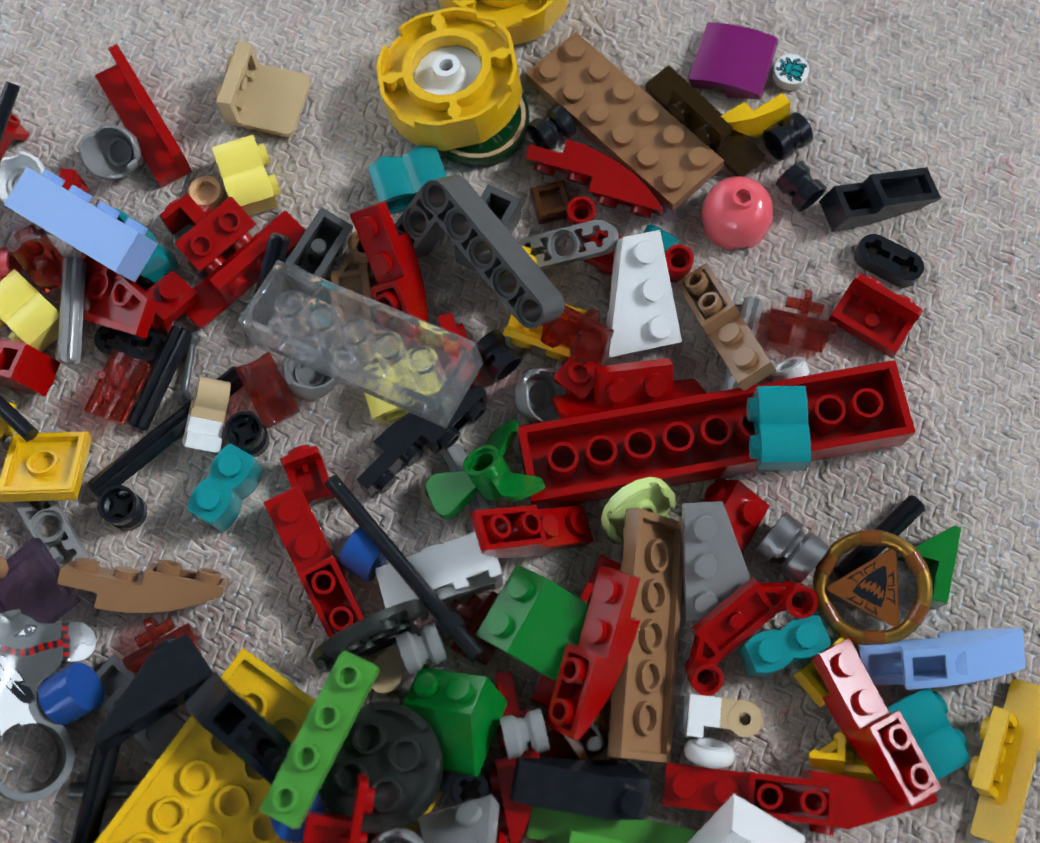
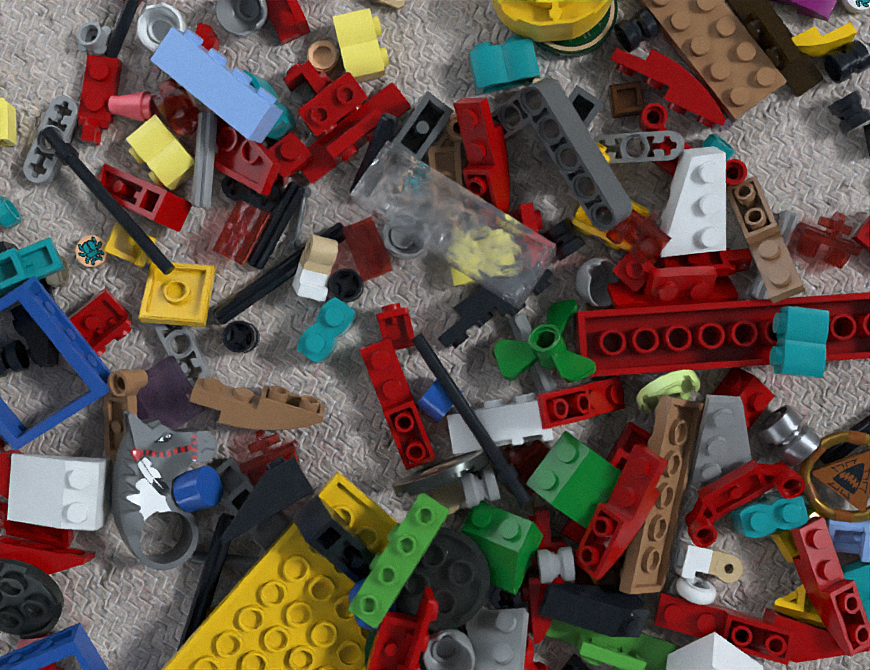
camera: 10 degrees right, 15 degrees up
(684, 358) = (725, 262): none -> red hinge
(737, 213) = (789, 130): coral cylinder -> none
(790, 368) = (814, 282): white tile -> none

